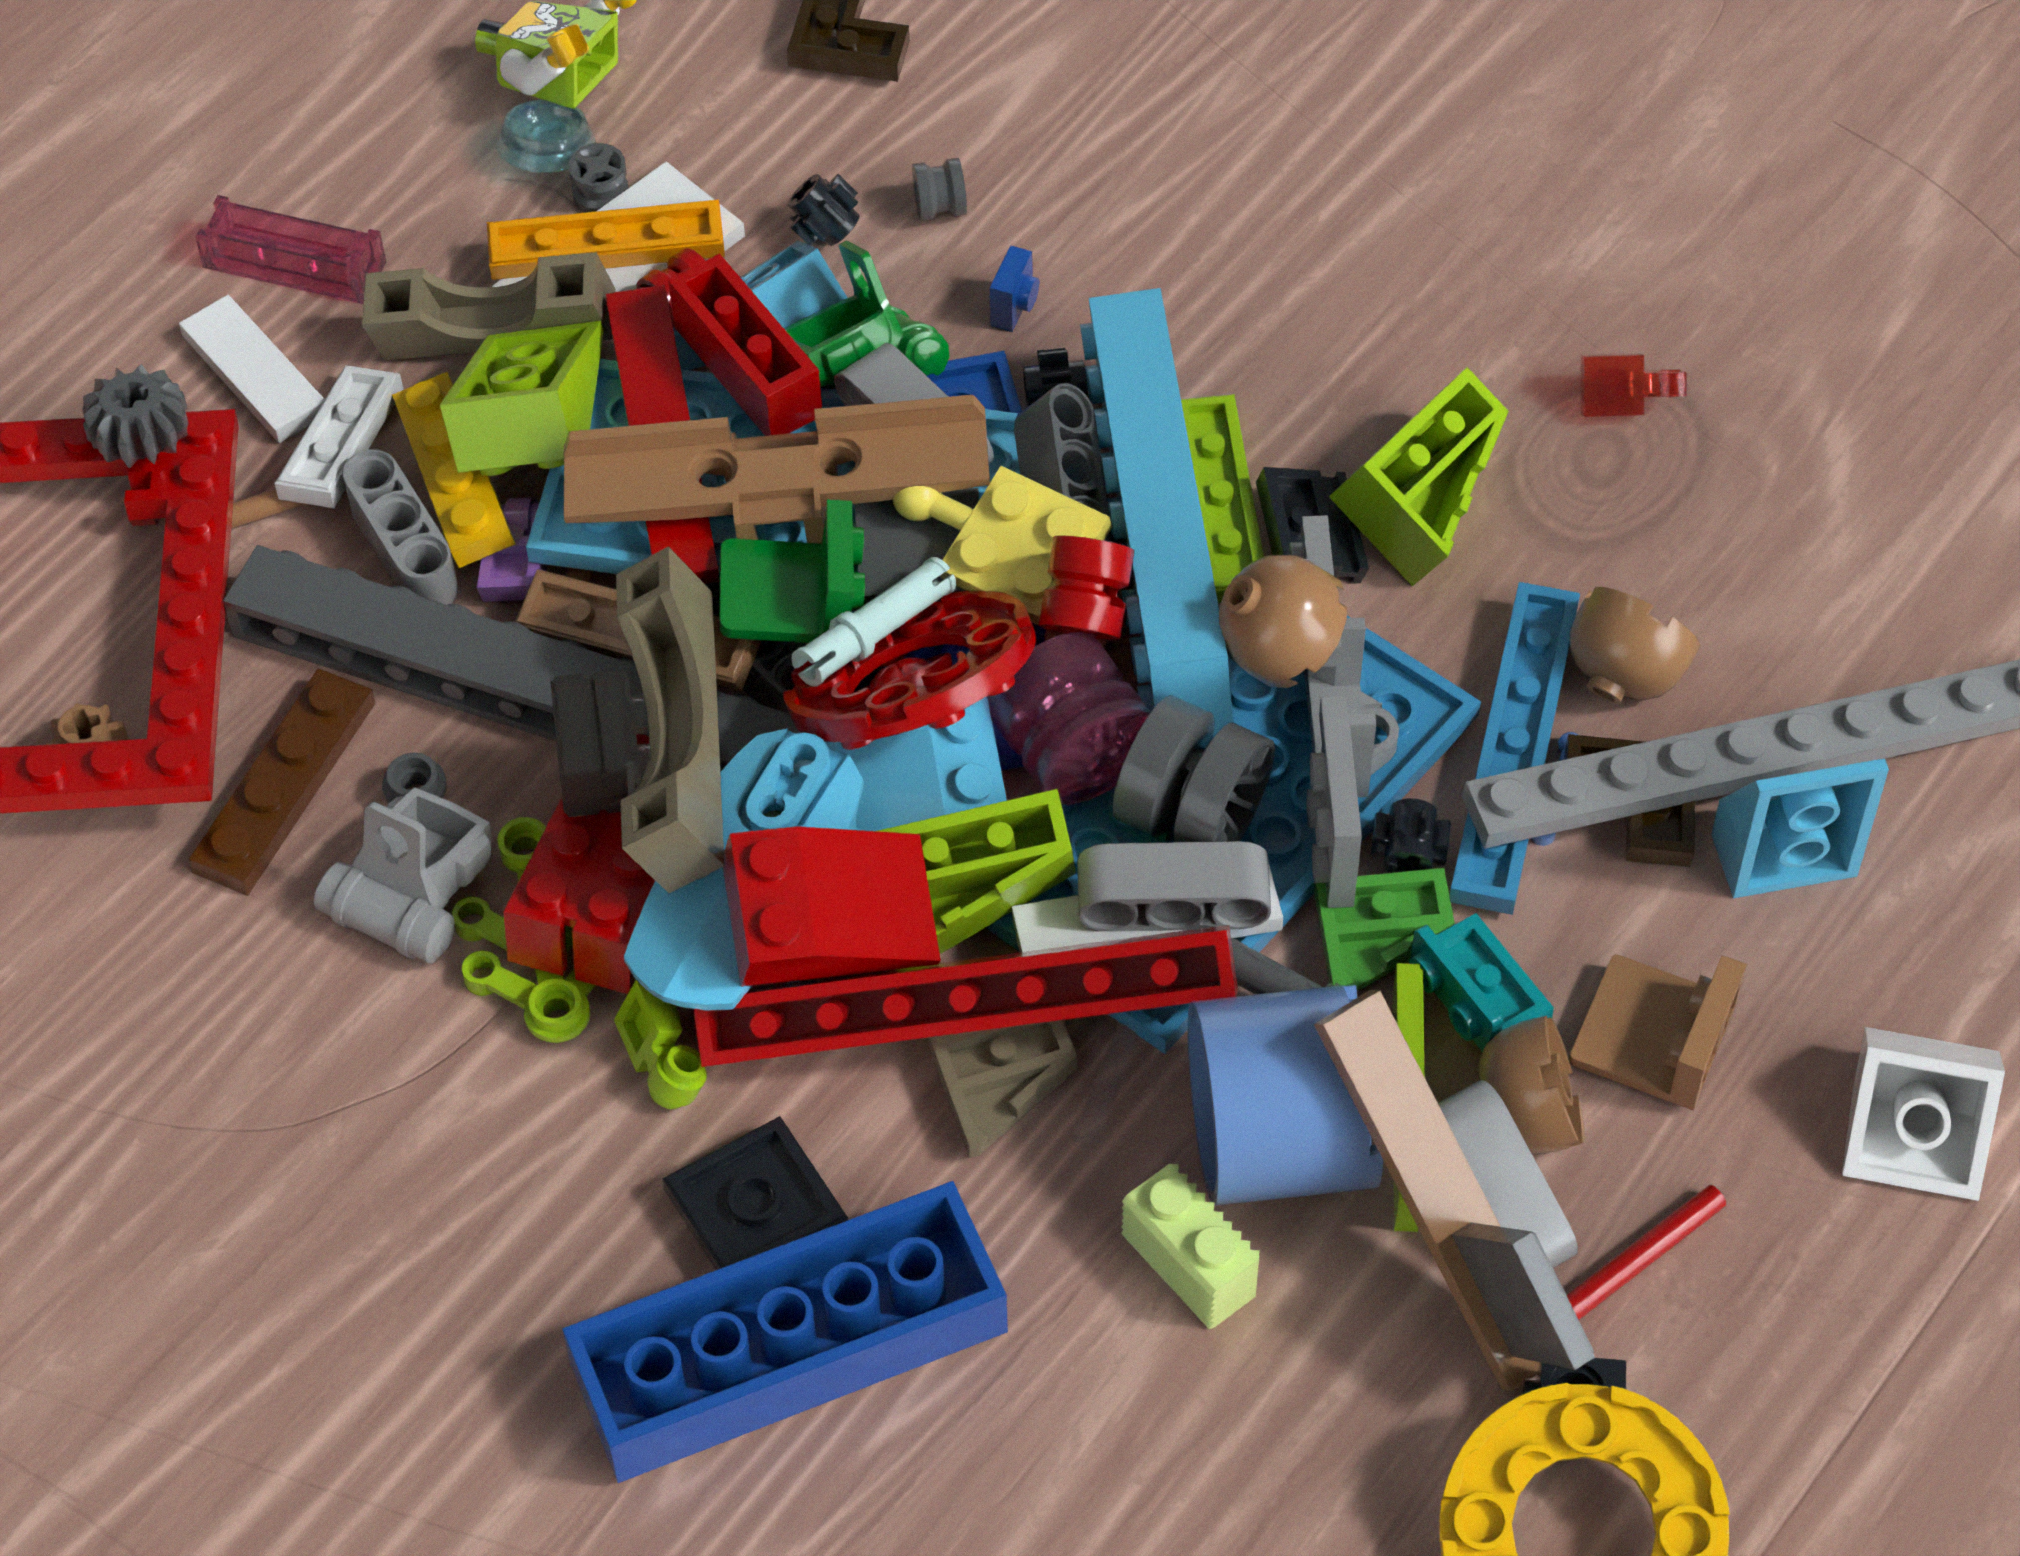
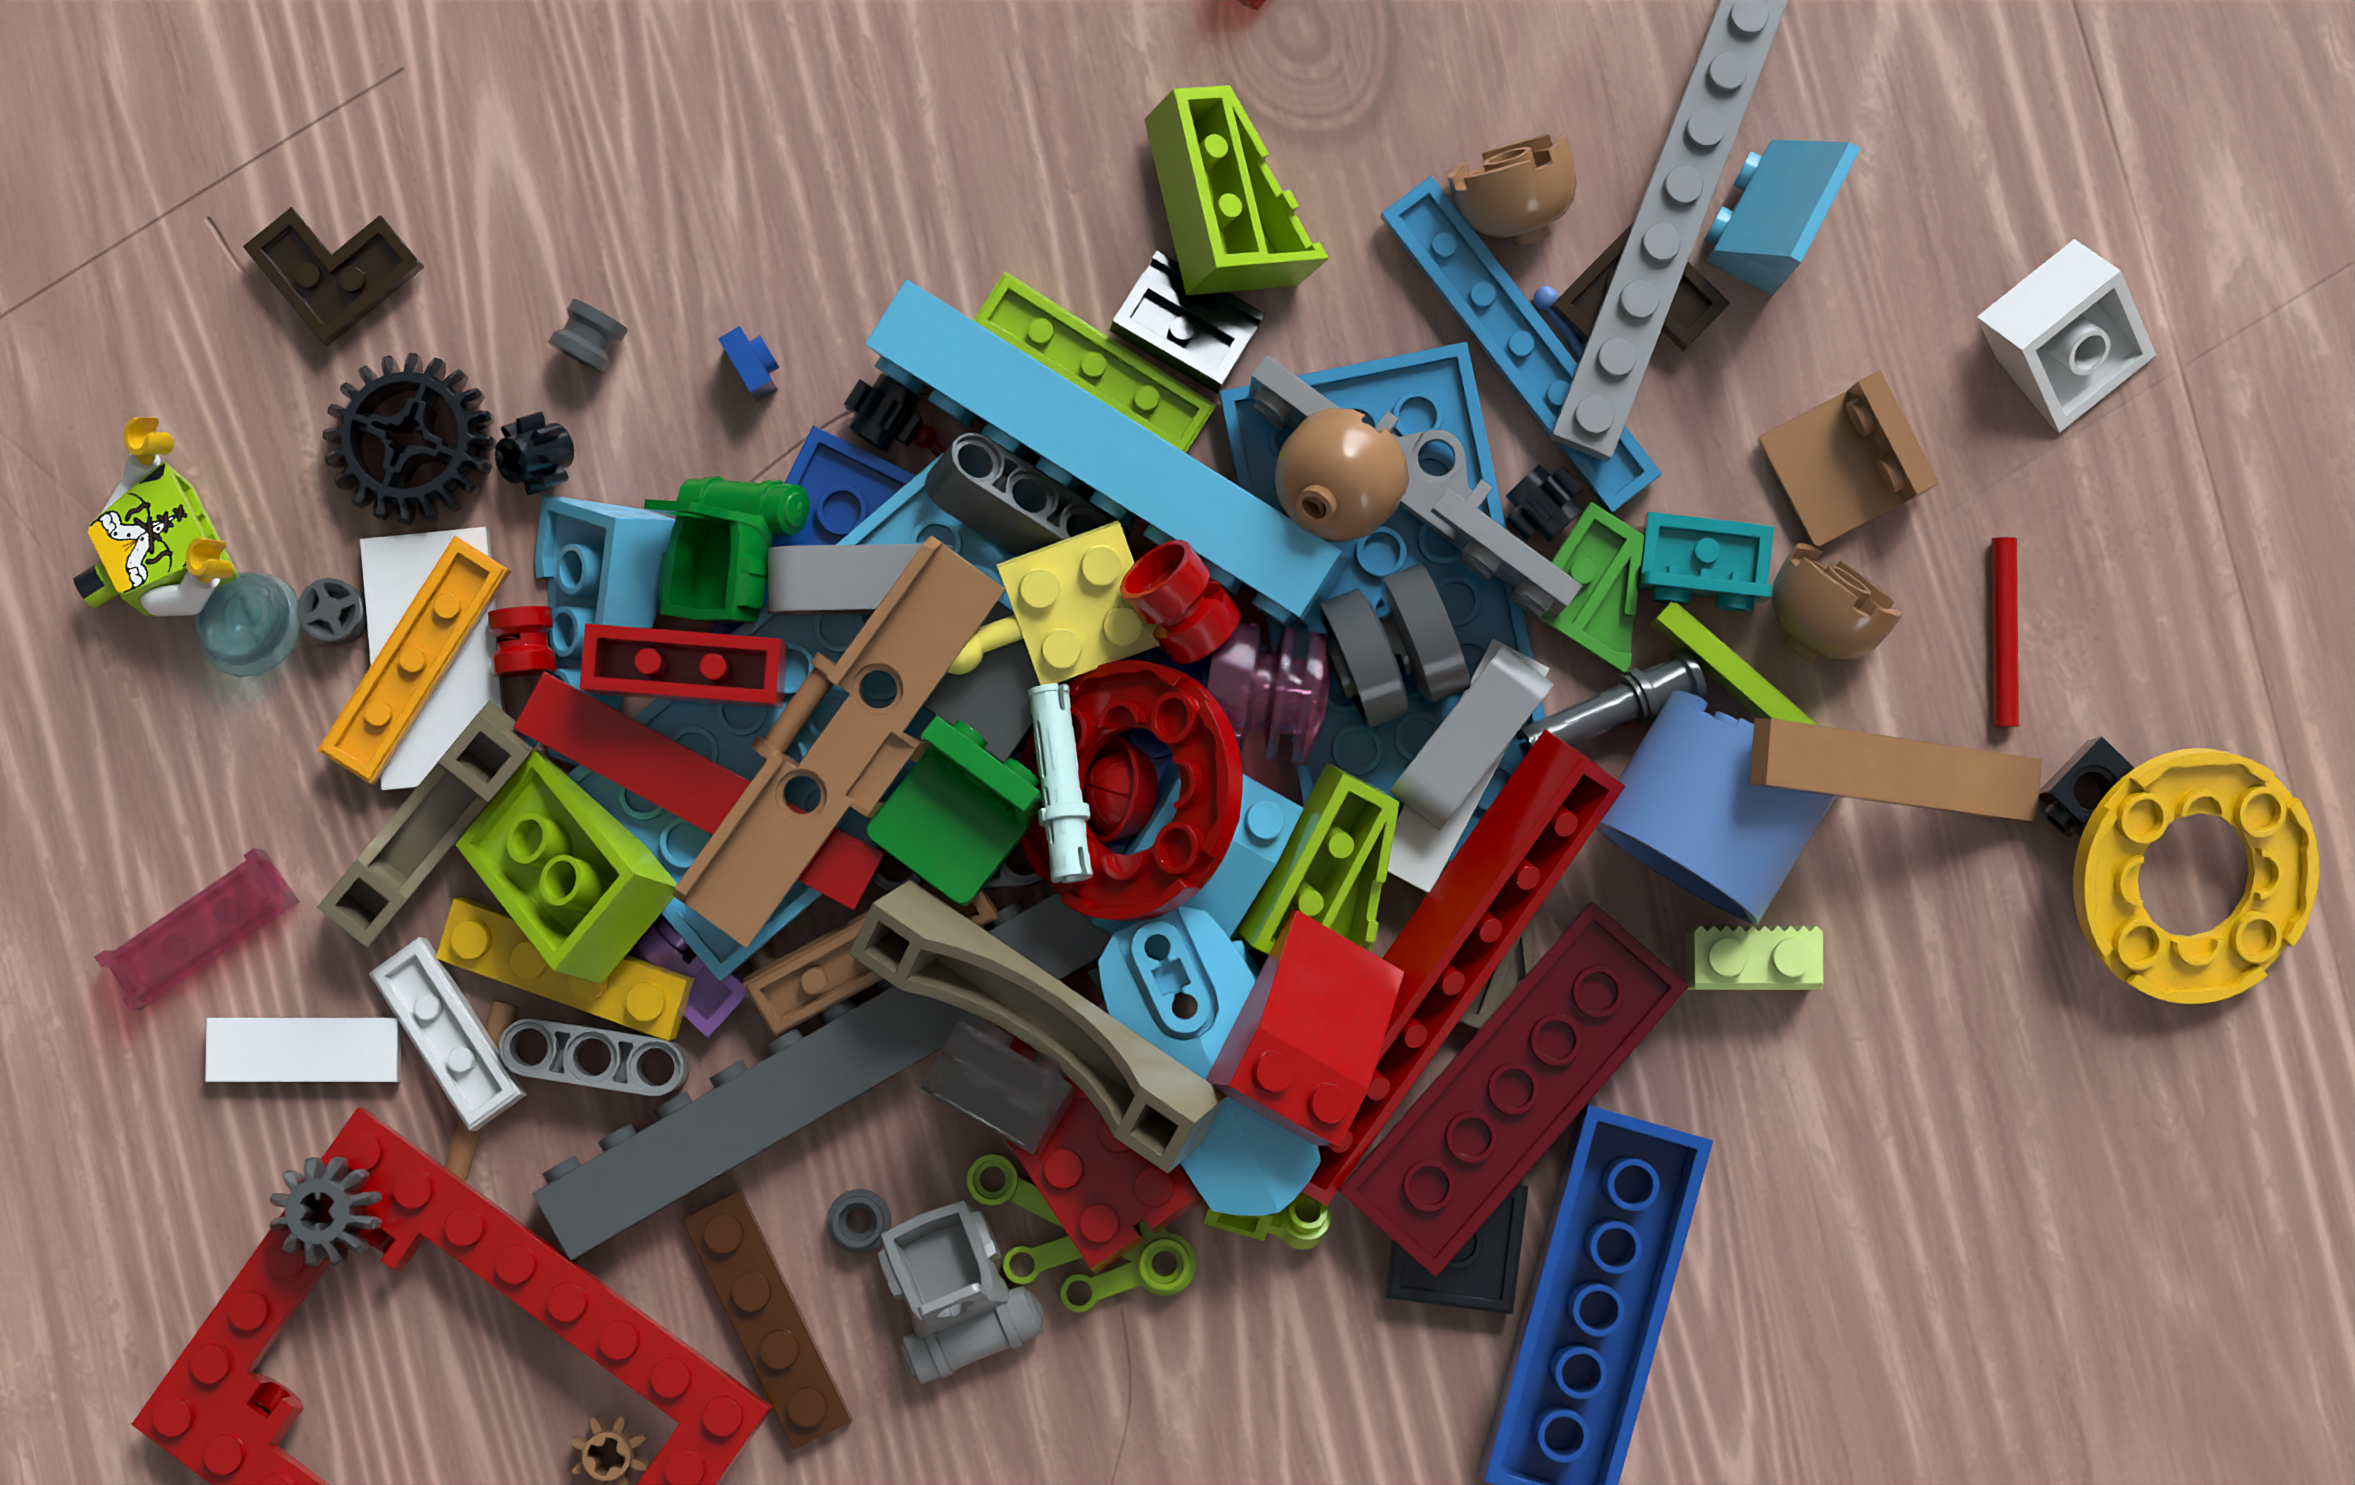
camera: 55 degrees left, 30 degrees up
(764, 139) = (417, 411): none -> black gear
(916, 1129) = (1513, 1088): none -> dark red plate
(1507, 1169) = (1891, 700): light grey beam -> none
(1524, 1295) = (2027, 784): dark grey tile -> none

